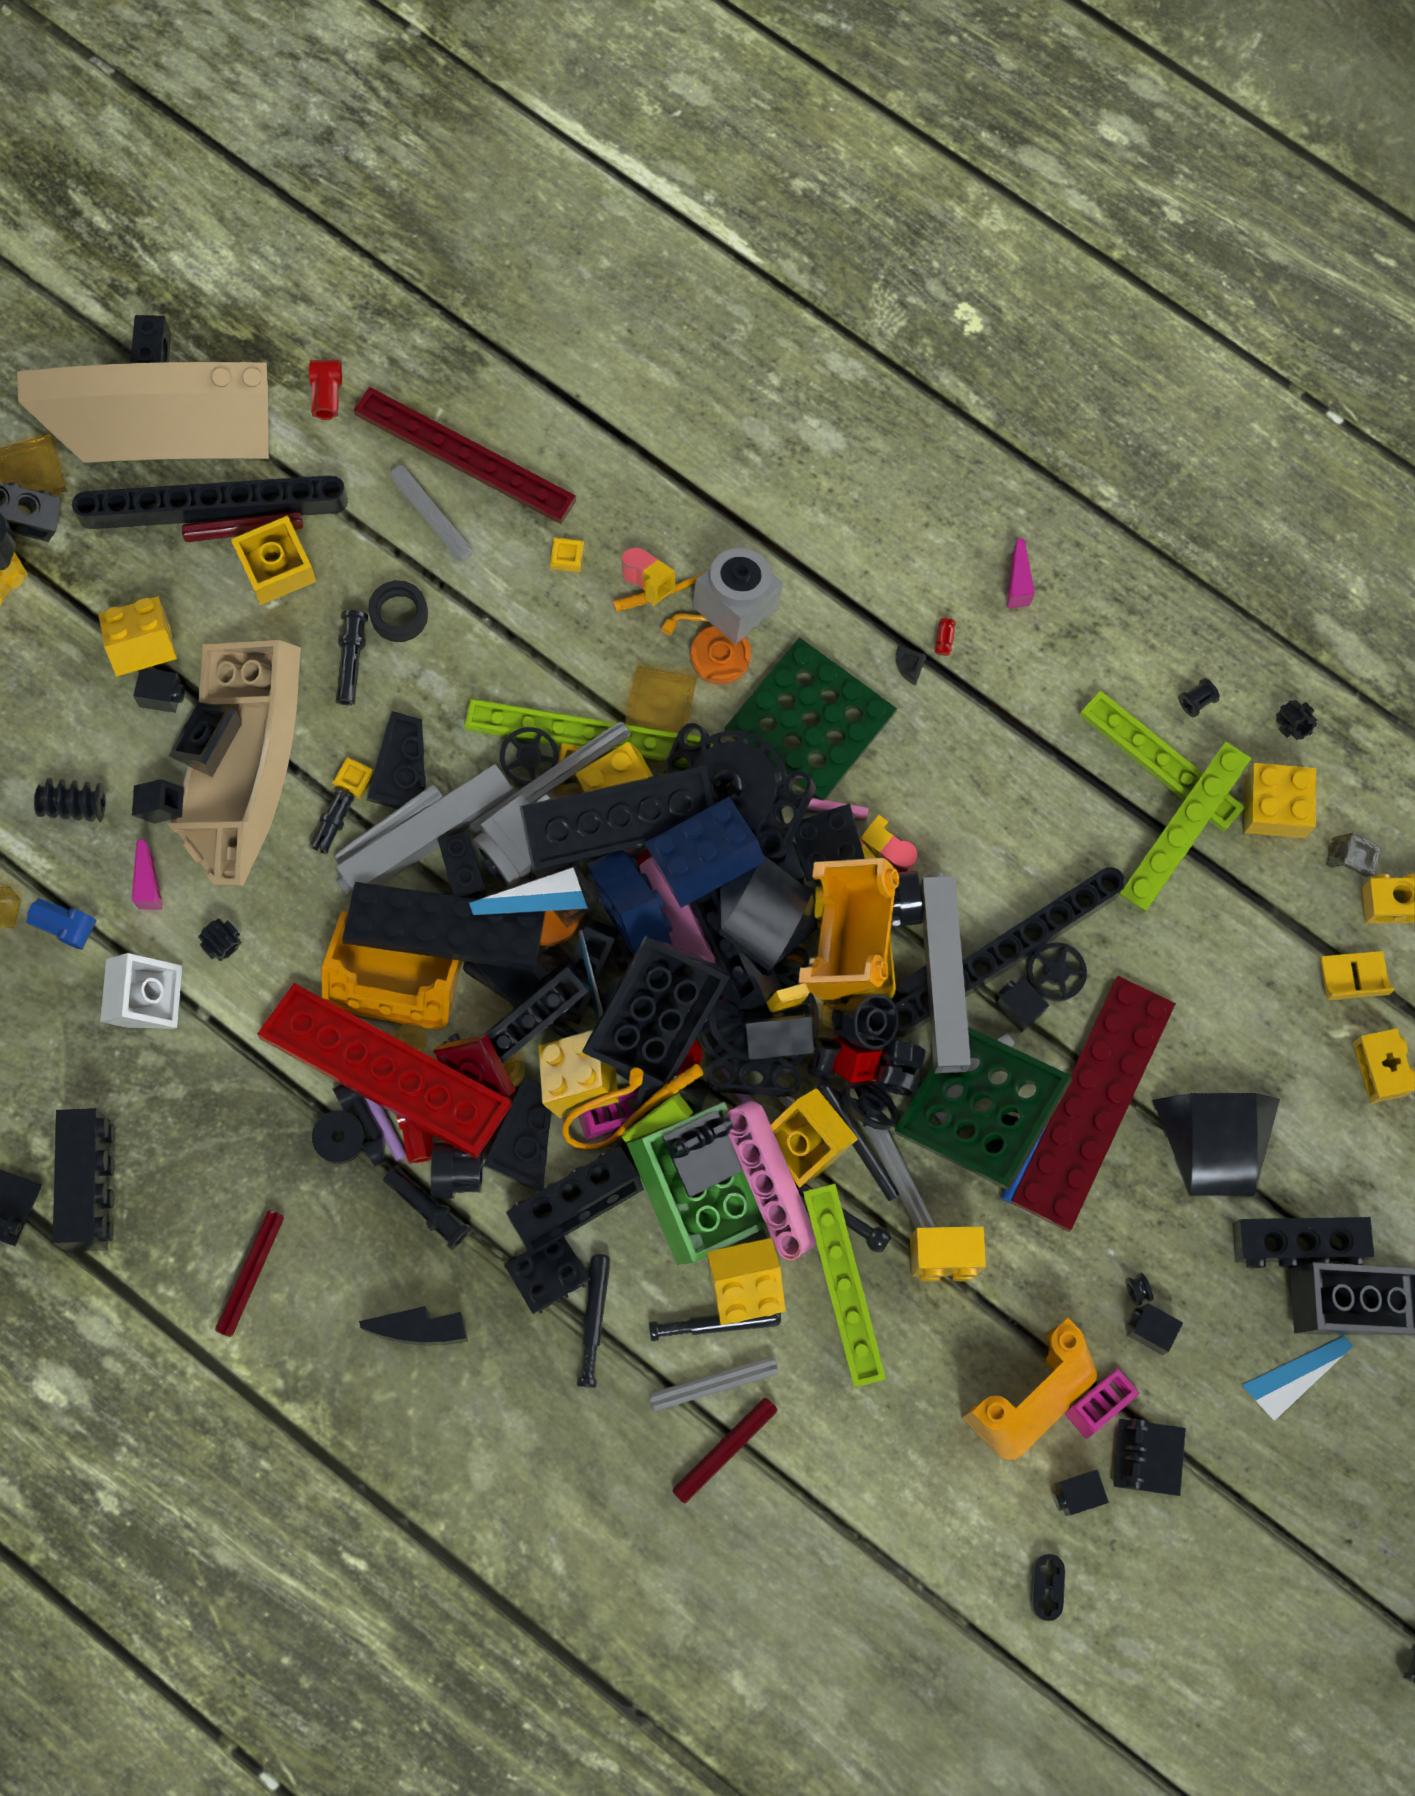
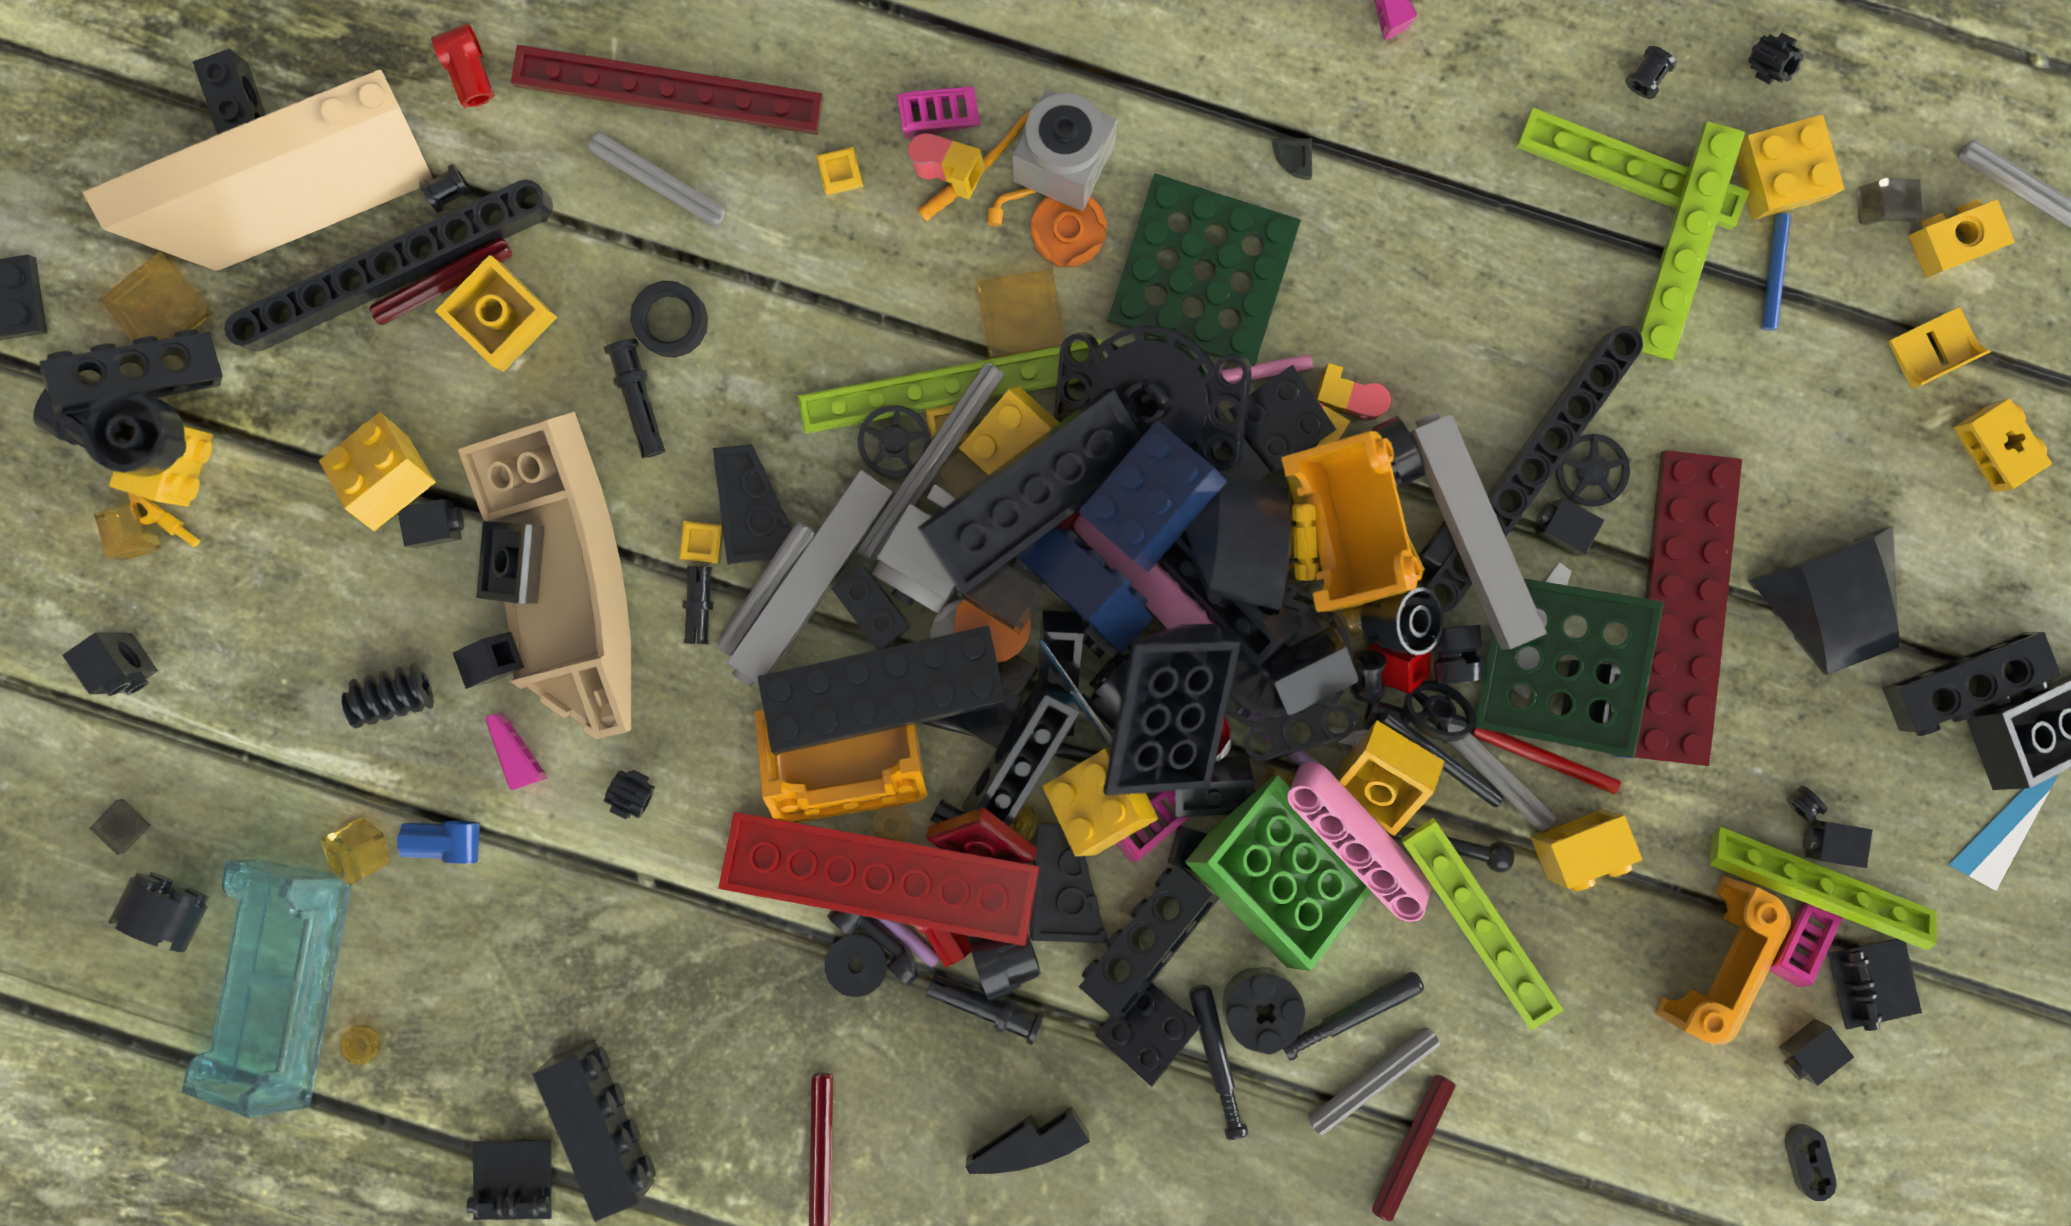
camera: 20 degrees left, 15 degrees up
(141, 992) = (567, 888): white slope -> none
(274, 464) = (445, 188): none -> black bush
(549, 893) = (985, 612): dark azure sticker -> none
(635, 1081) = (1174, 799): light orange piece -> none
(648, 526) = (936, 97): none -> dark pink slope
(650, 1269) = (1263, 1032): none -> black brick
(666, 1114) = (1214, 819): lime slope -> none
(703, 1152) = (1278, 847): hinge -> none
(746, 1281) = (1376, 966): yellow brick -> none
(788, 998) = (1310, 632): yellow tile -> none
(811, 934) = (1305, 541): none -> yellow axle
(944, 1179) = (1548, 759): none -> red piece
(945, 636) = (1325, 107): red piece -> none
(1133, 1362) = (1824, 888): none -> lime plate
(1248, 876) = (1776, 271): none -> blue bar

